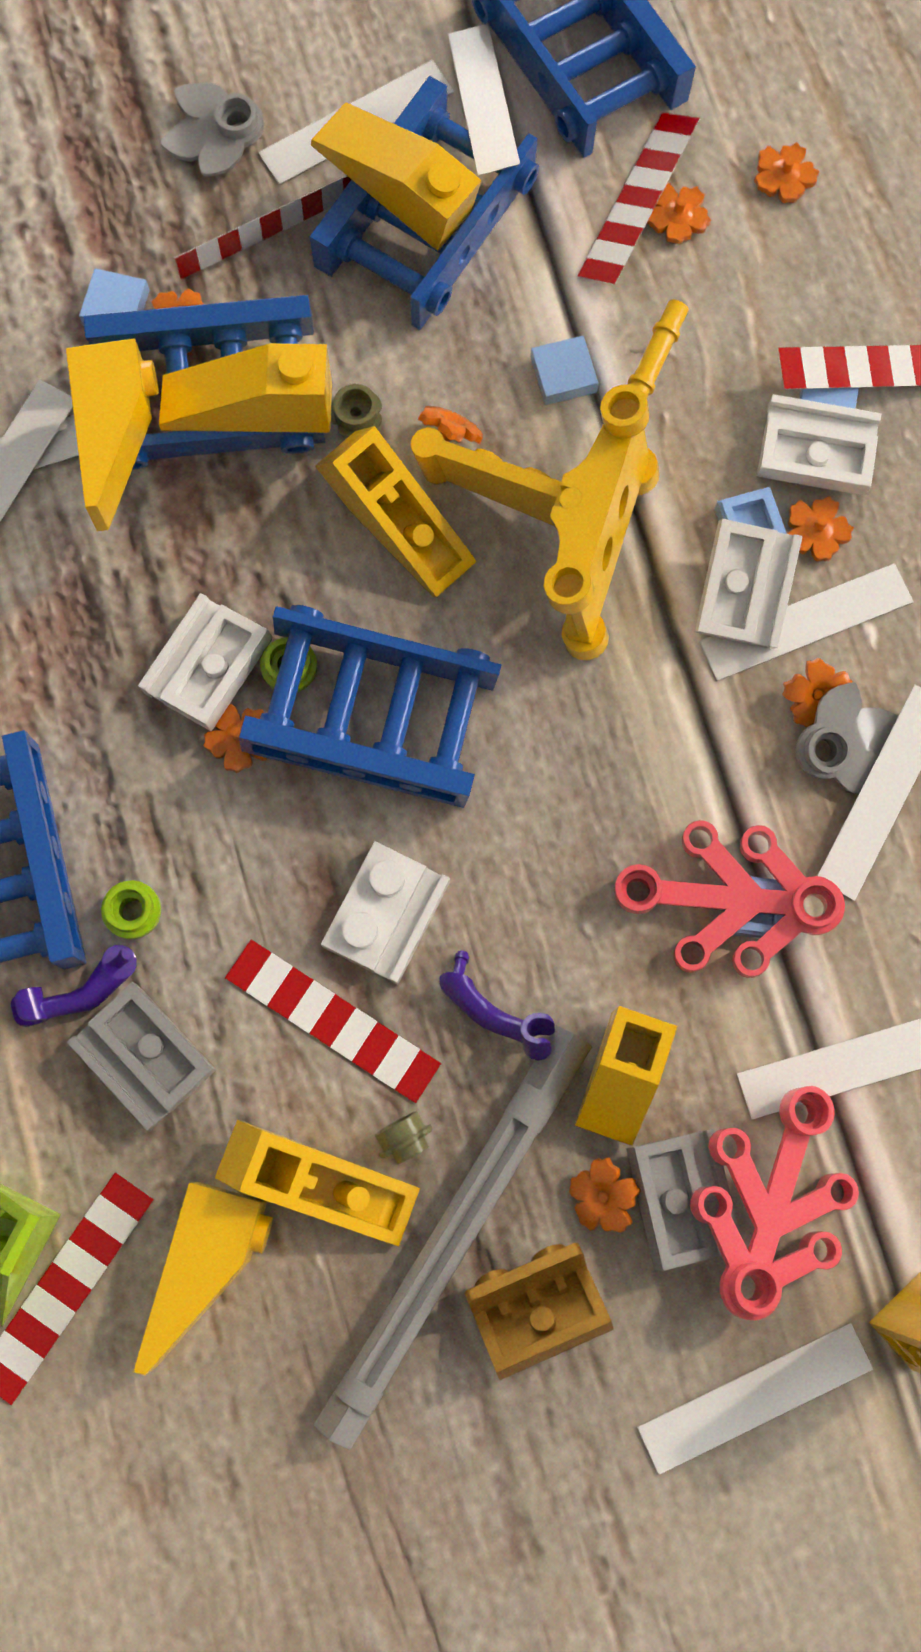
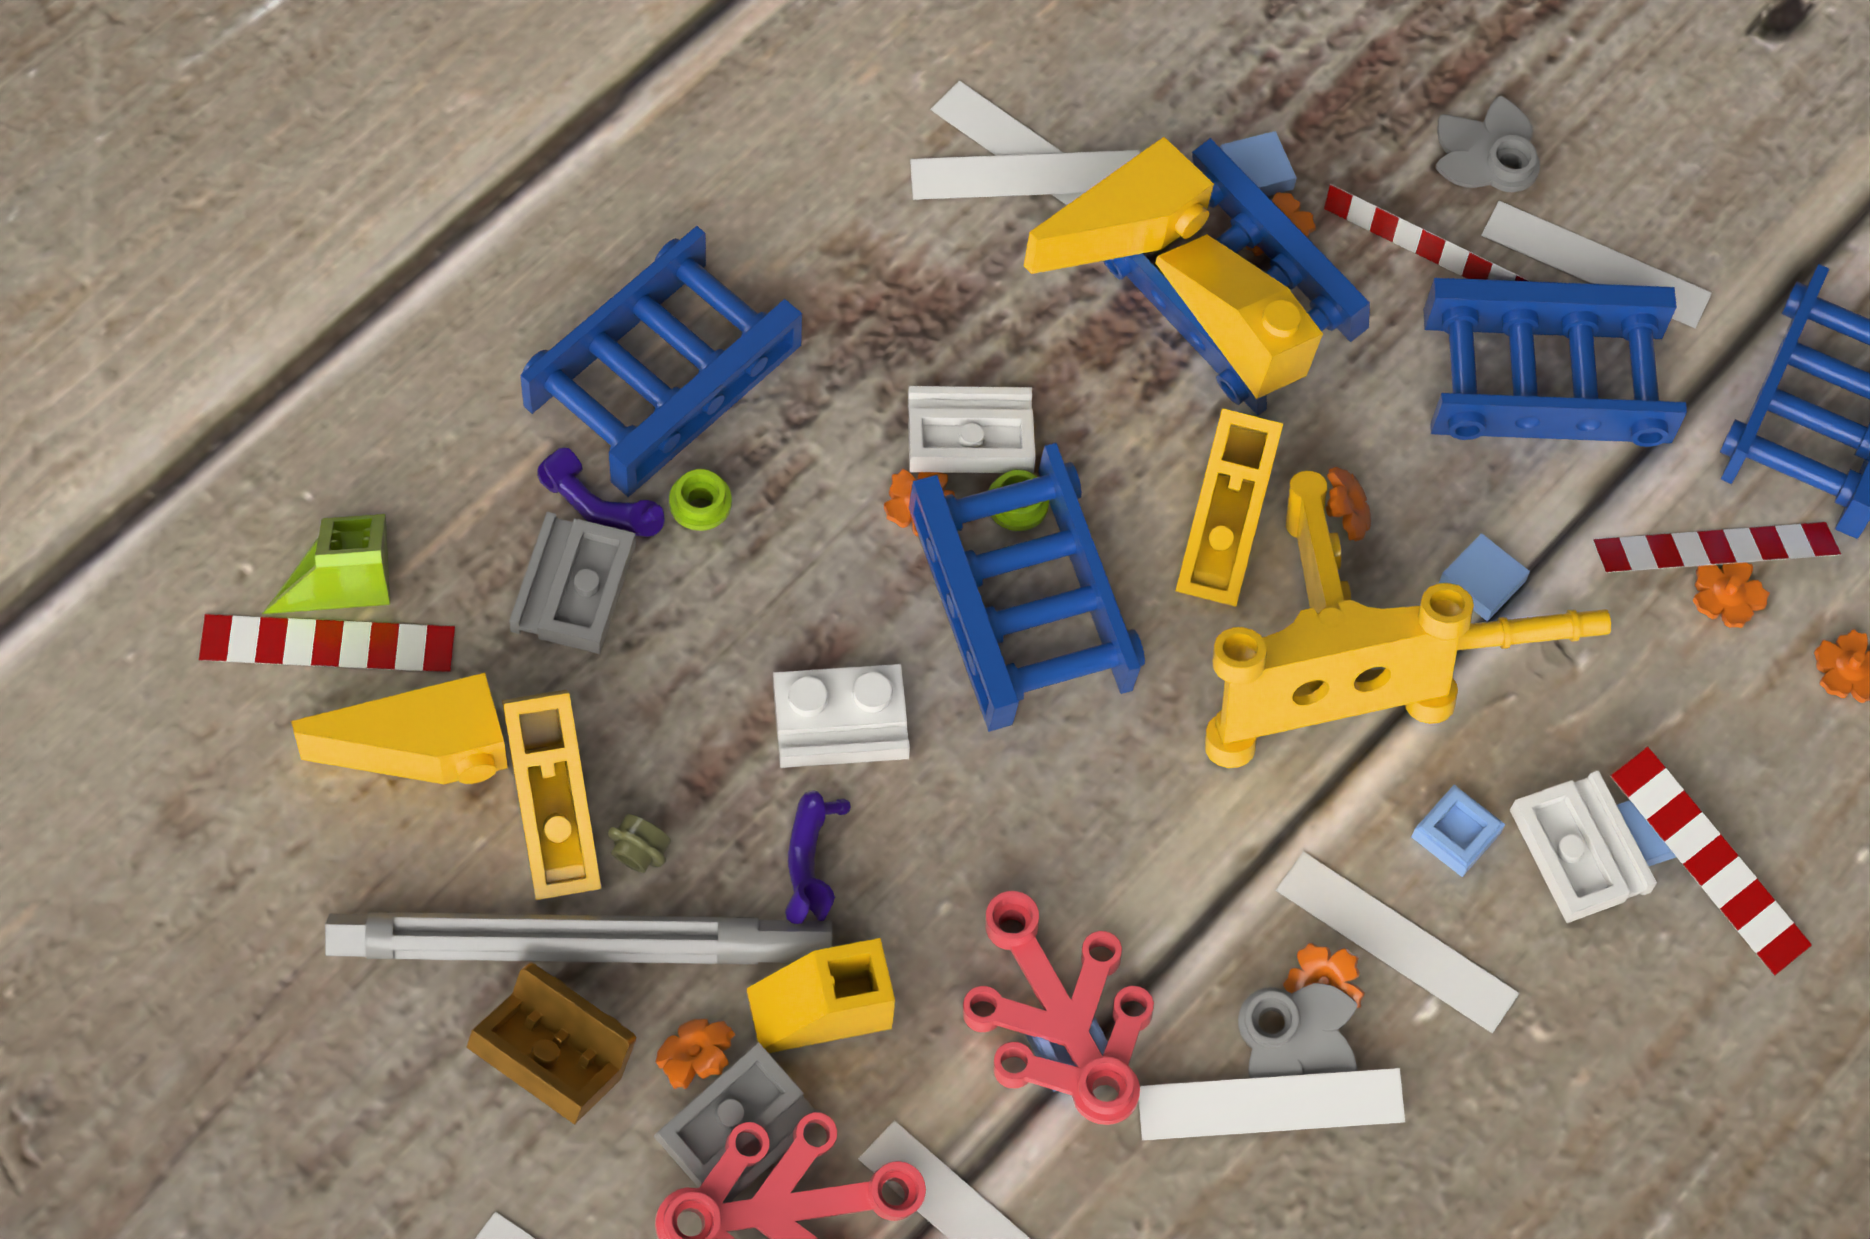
camera: 55 degrees right, 15 degrees down
(333, 1021) = (709, 732): sticker -> none
(351, 398) = (1309, 407): olive plate -> none
(400, 171) = (1550, 312): yellow slope -> none
(483, 99) = (1696, 350): white sticker -> none
(748, 584) = (1386, 852): white plate -> none
(819, 527) = (1499, 900): orange plant -> none

